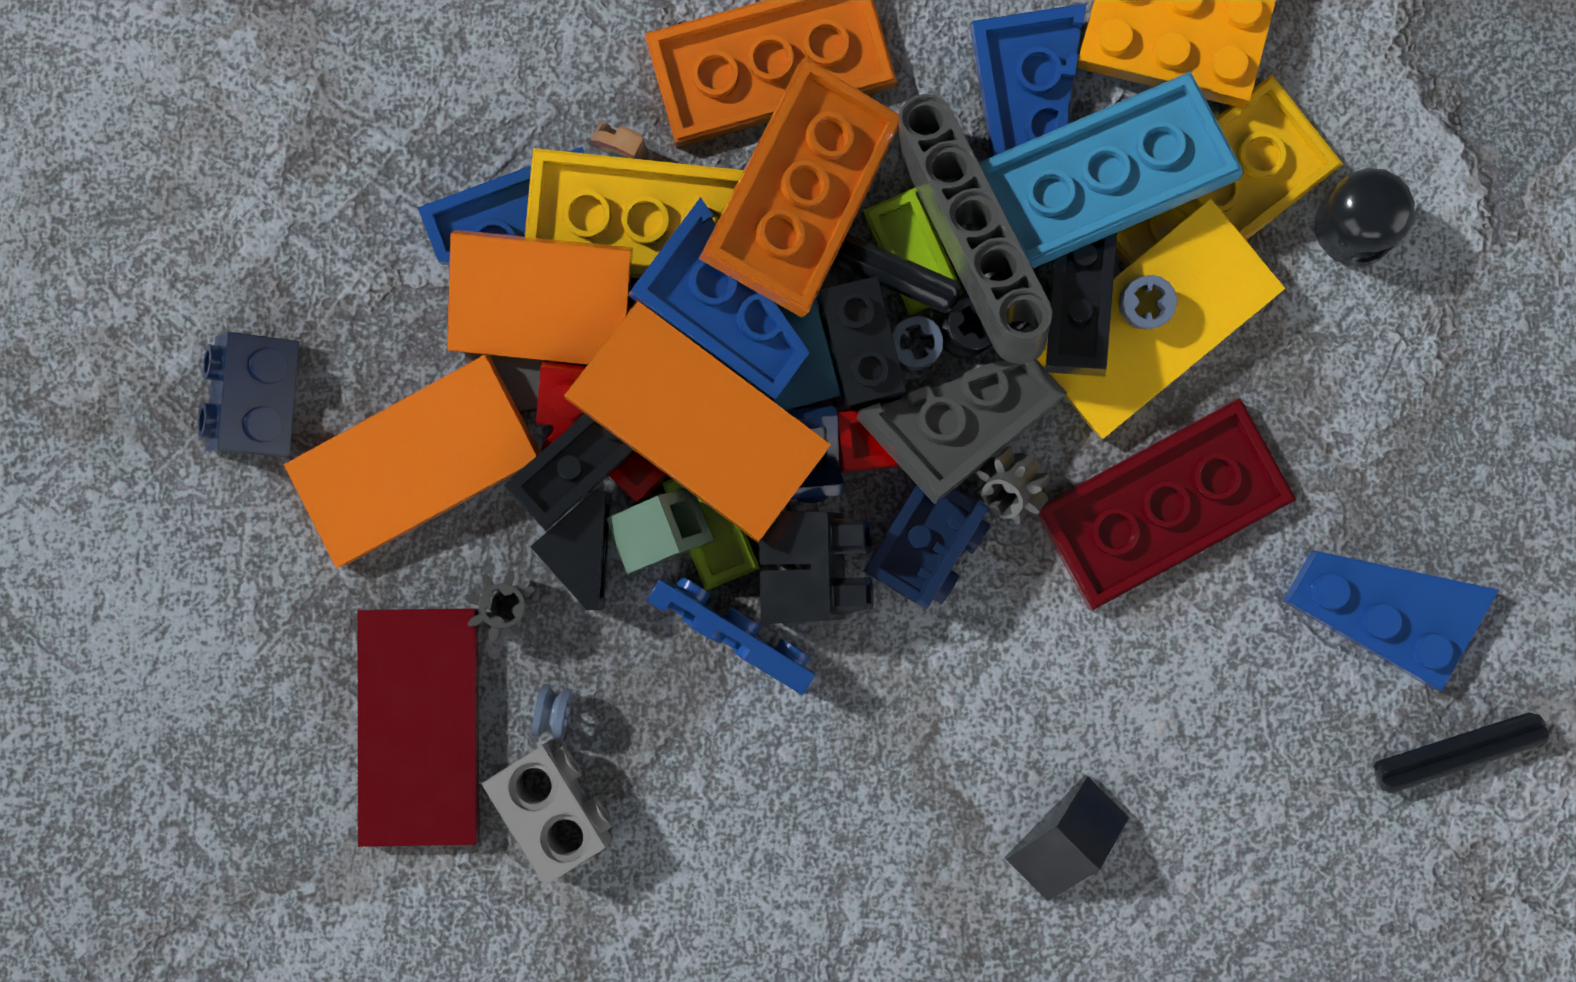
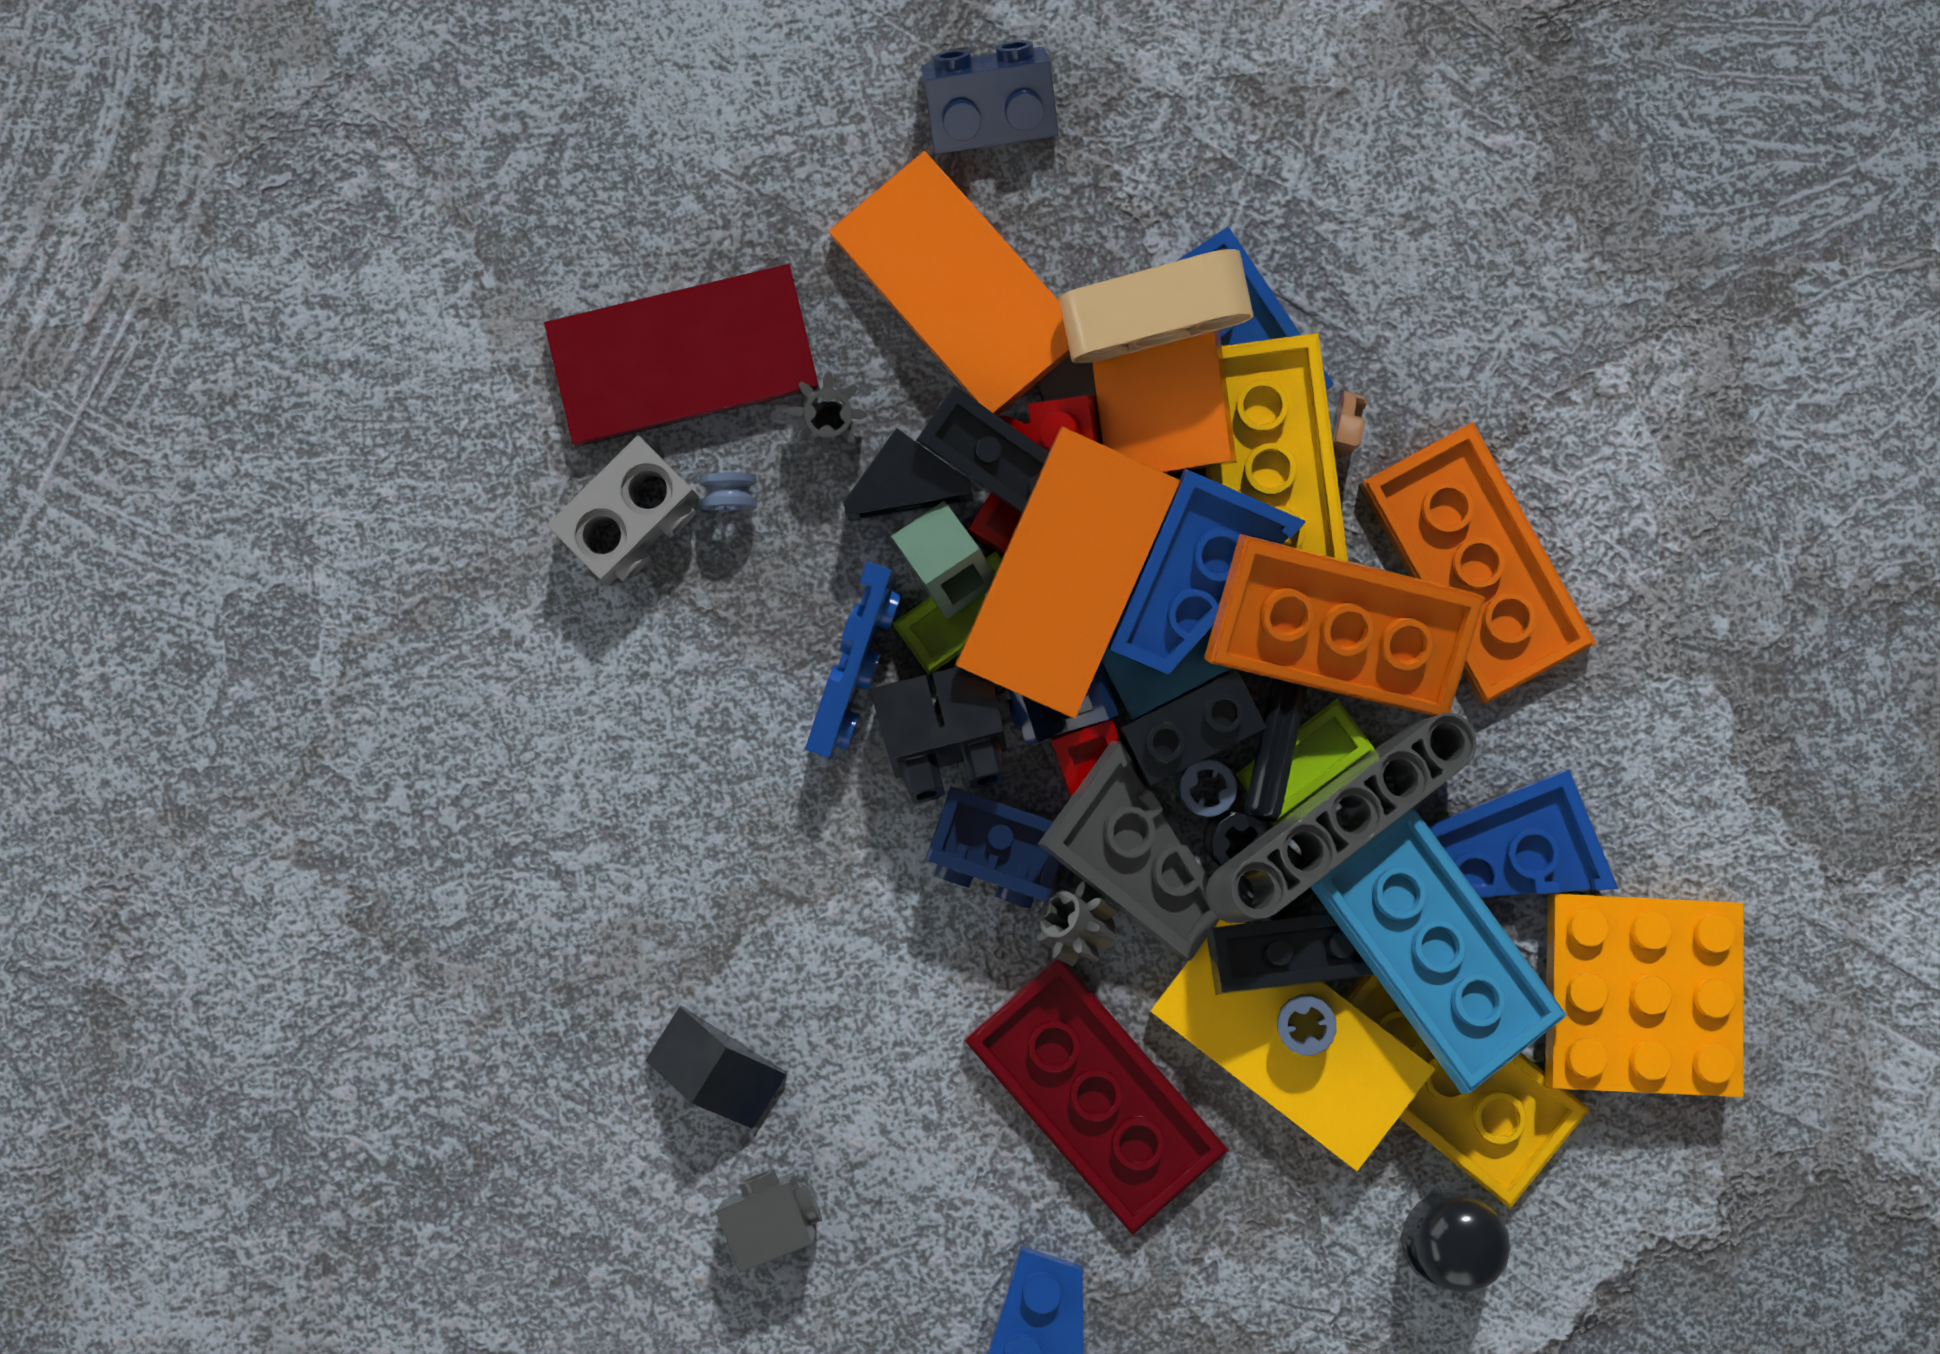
camera: 80 degrees right, 0 degrees up
(474, 285) = (1156, 306): none -> tan beam
(1214, 822) = (768, 1218): none -> dark grey brick

